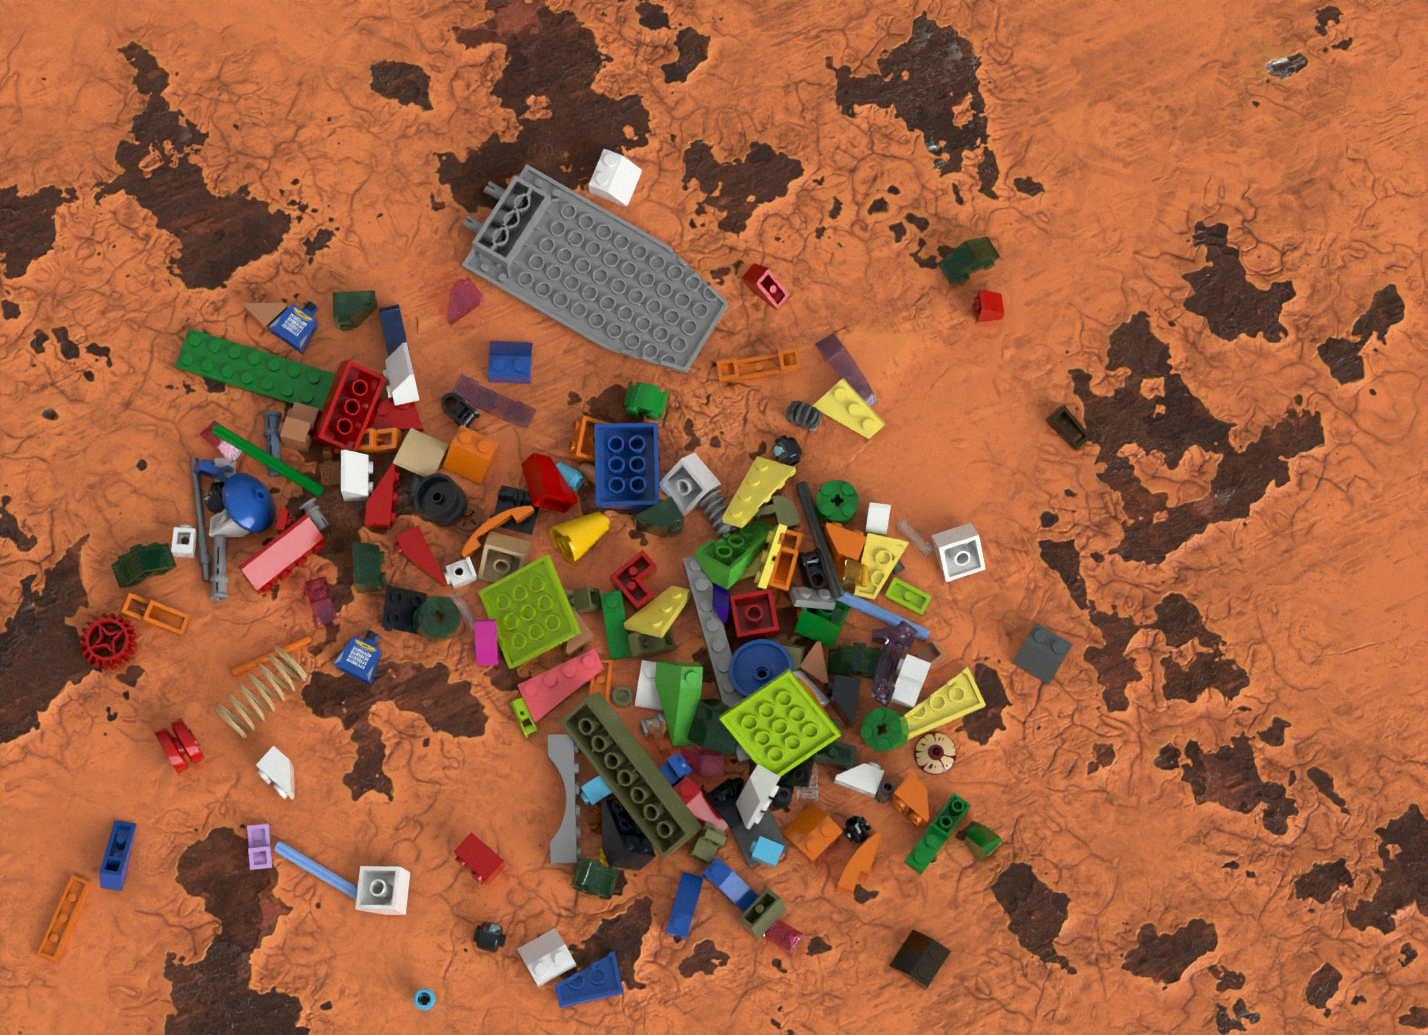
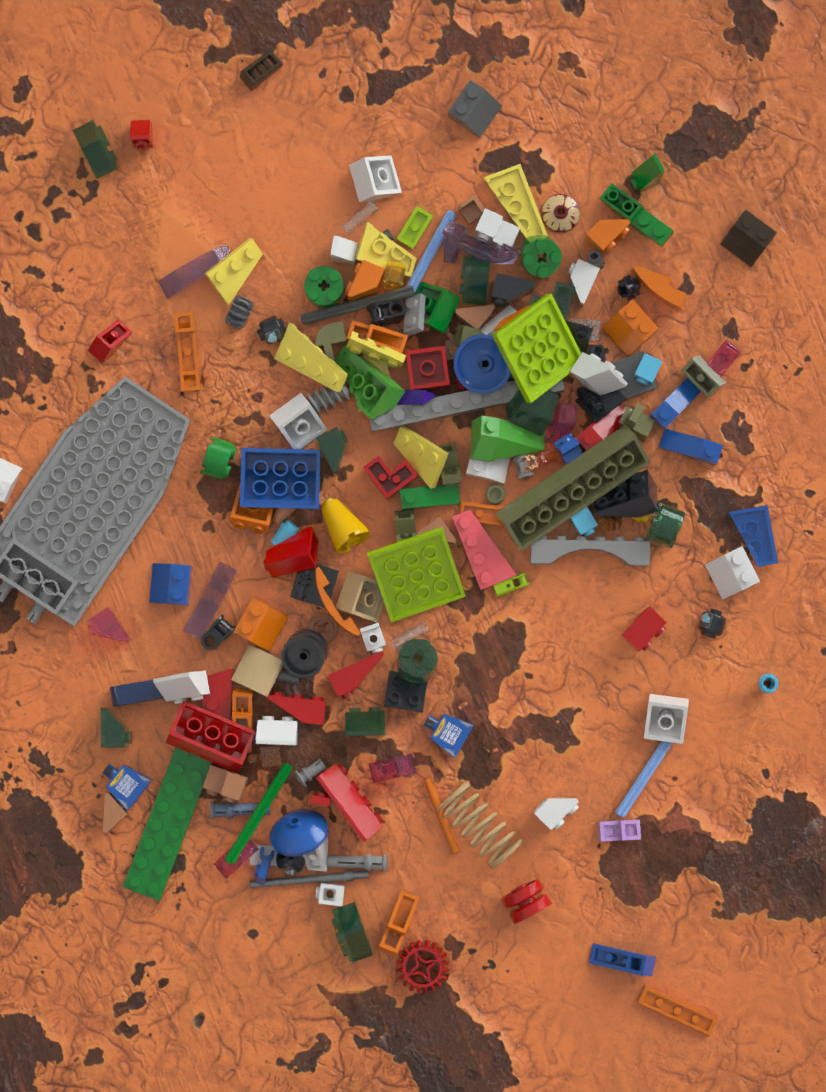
camera: 80 degrees left, 10 degrees up
(486, 642) = (440, 616): dark pink slope -> none

